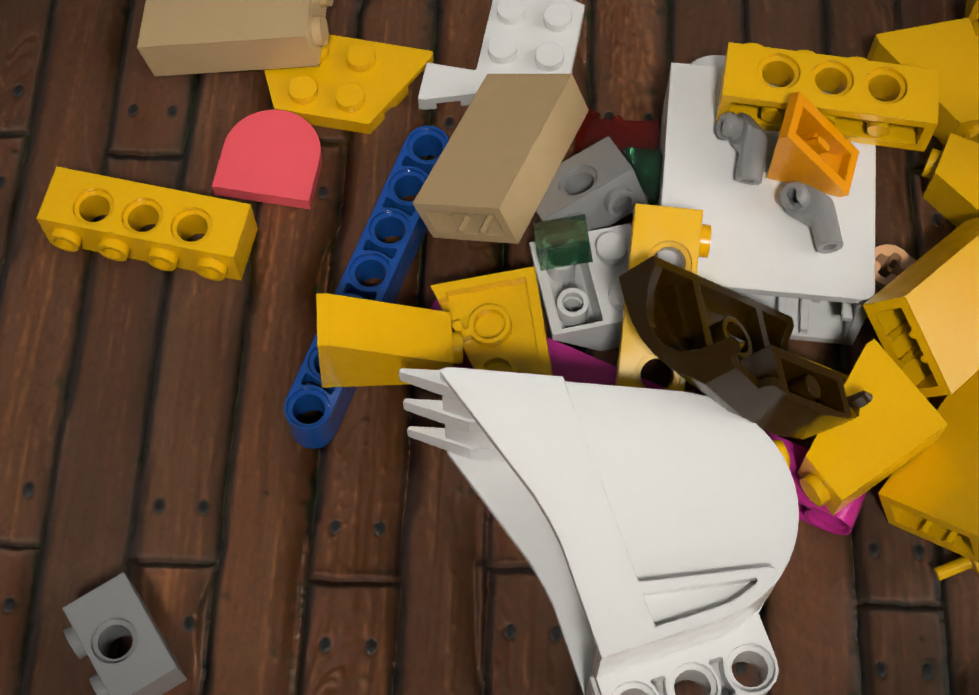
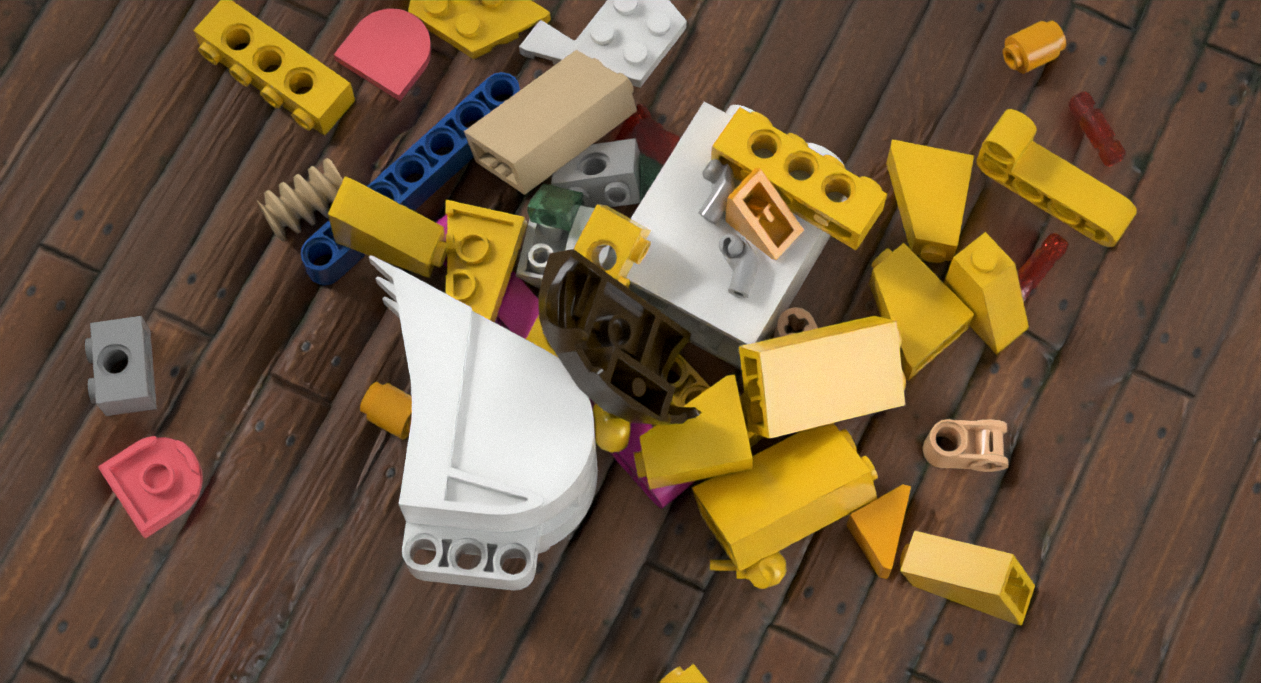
camera: 25 degrees right, 5 degrees up
(256, 353) = (301, 201): none -> tan piece
(482, 555) = (388, 409): none -> light orange brick

